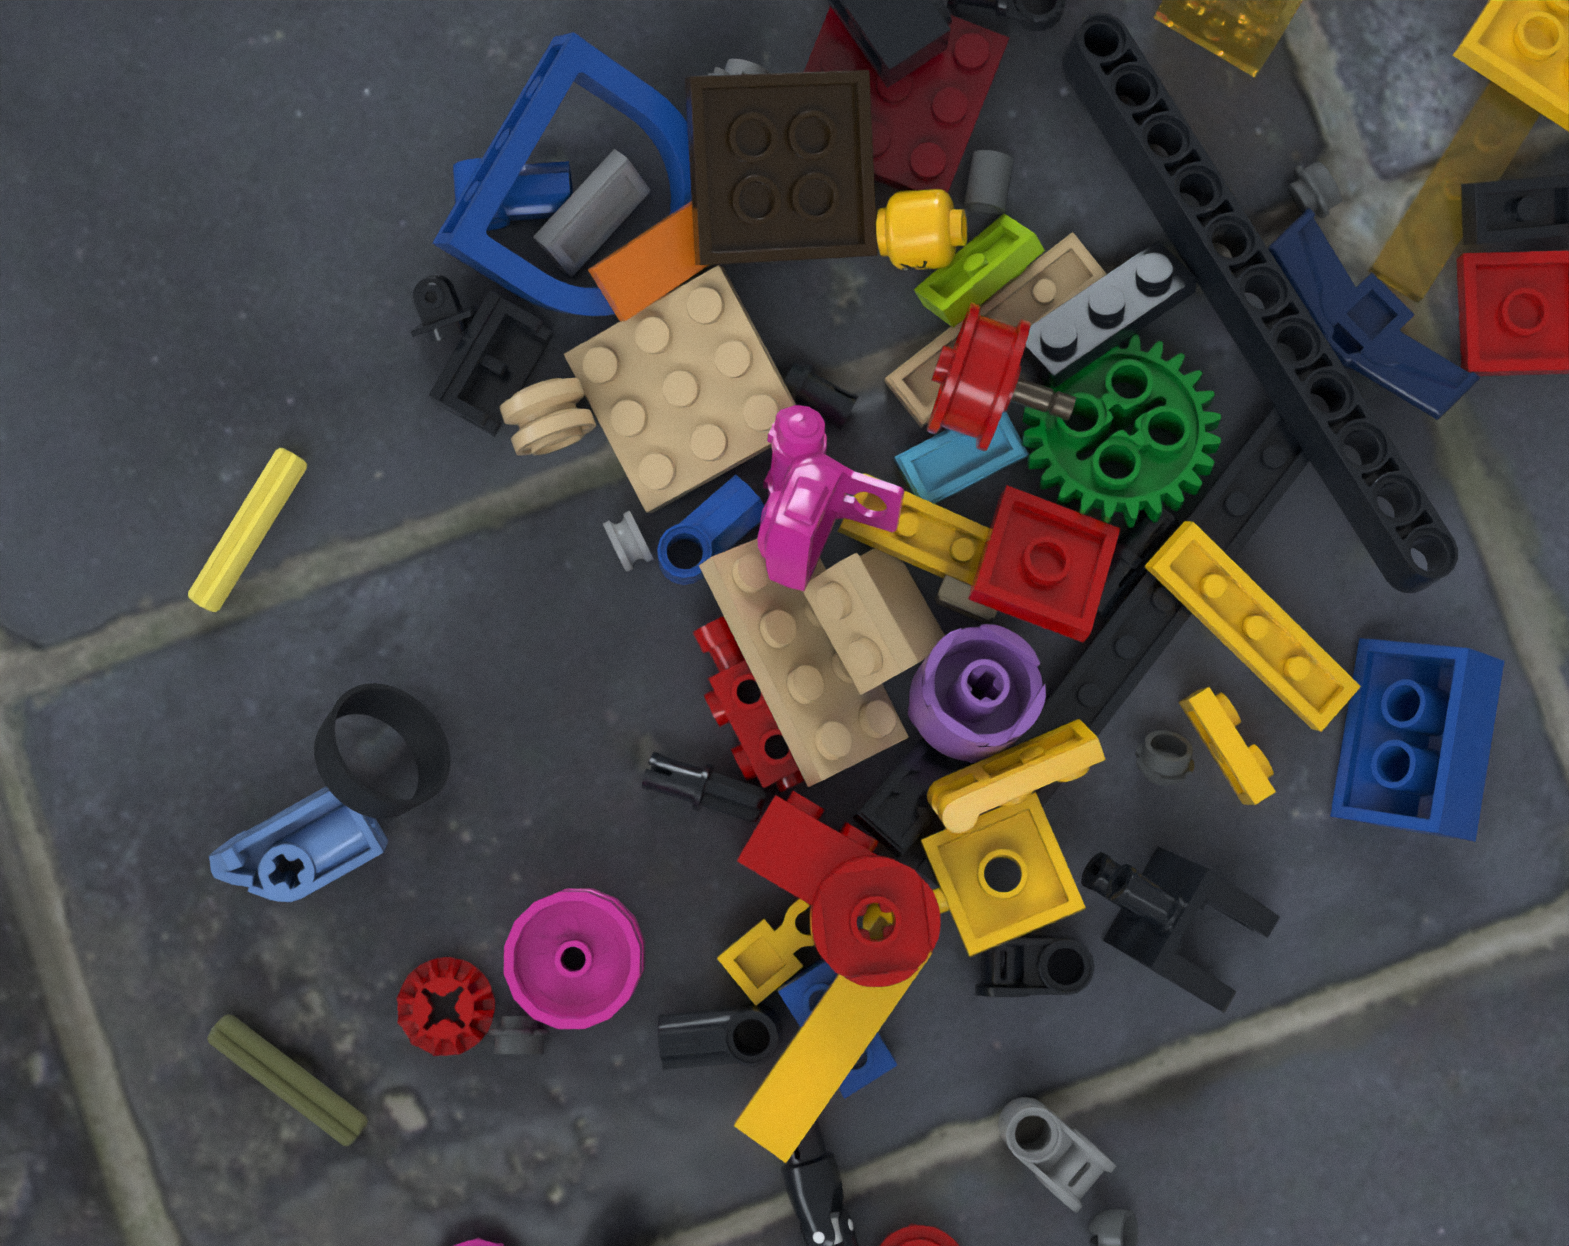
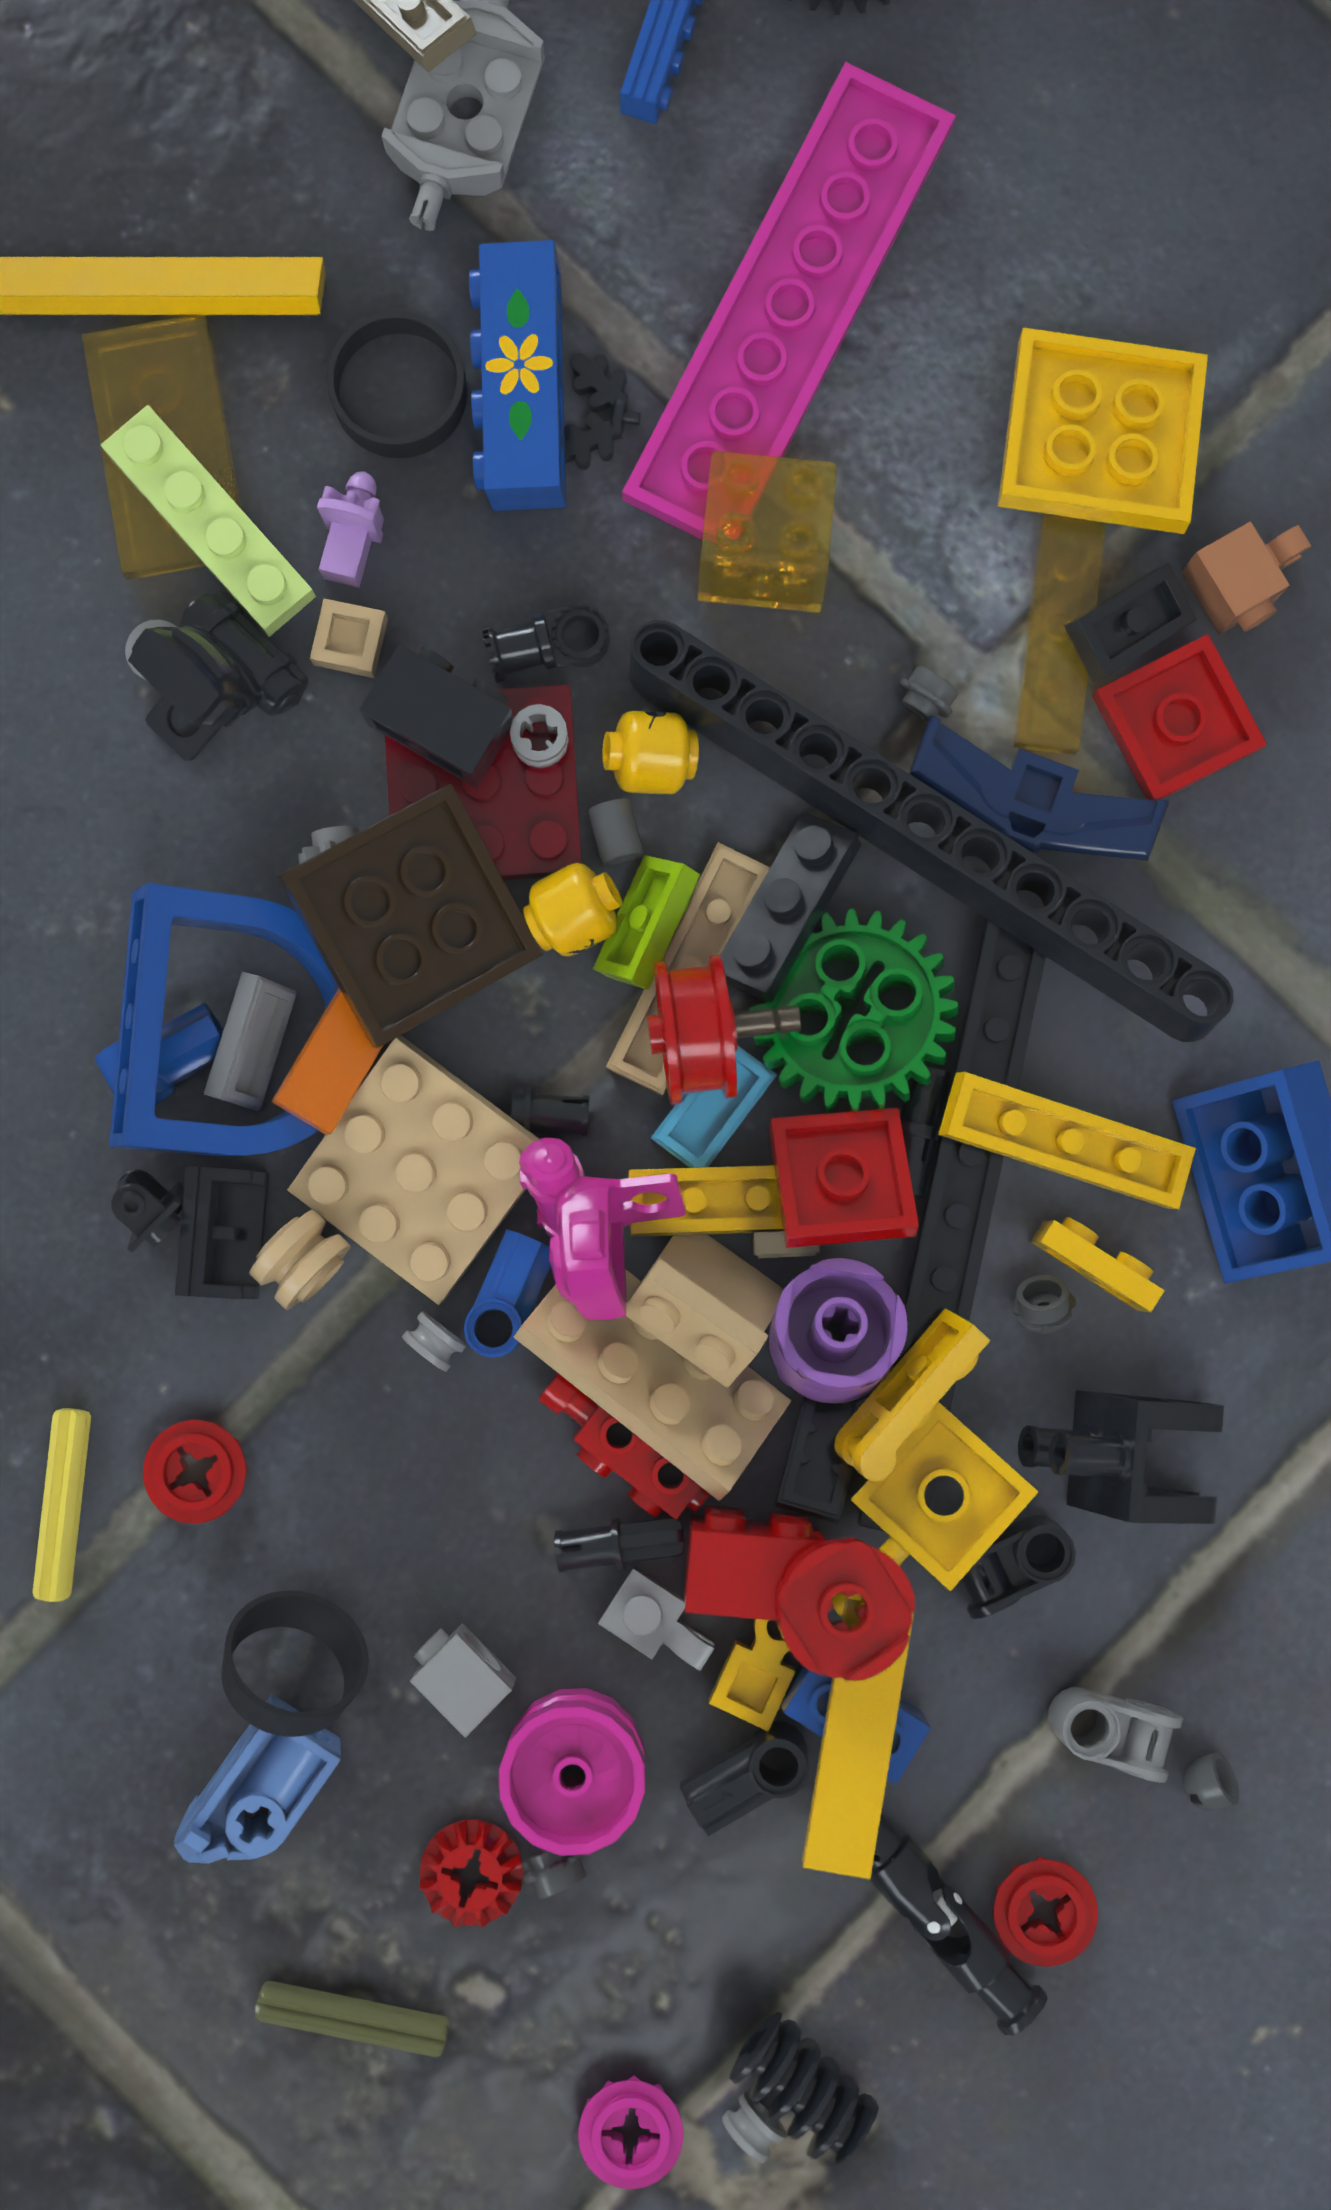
camera: 25 degrees left, 0 degrees up
(351, 537) = (166, 1463): none -> red gear
(516, 834) = (461, 1677): none -> light grey brick
(698, 862) = (648, 1615): none -> light grey plate
(981, 65) = (523, 746): none -> light grey bush
(1052, 127) = (651, 752): none -> yellow head

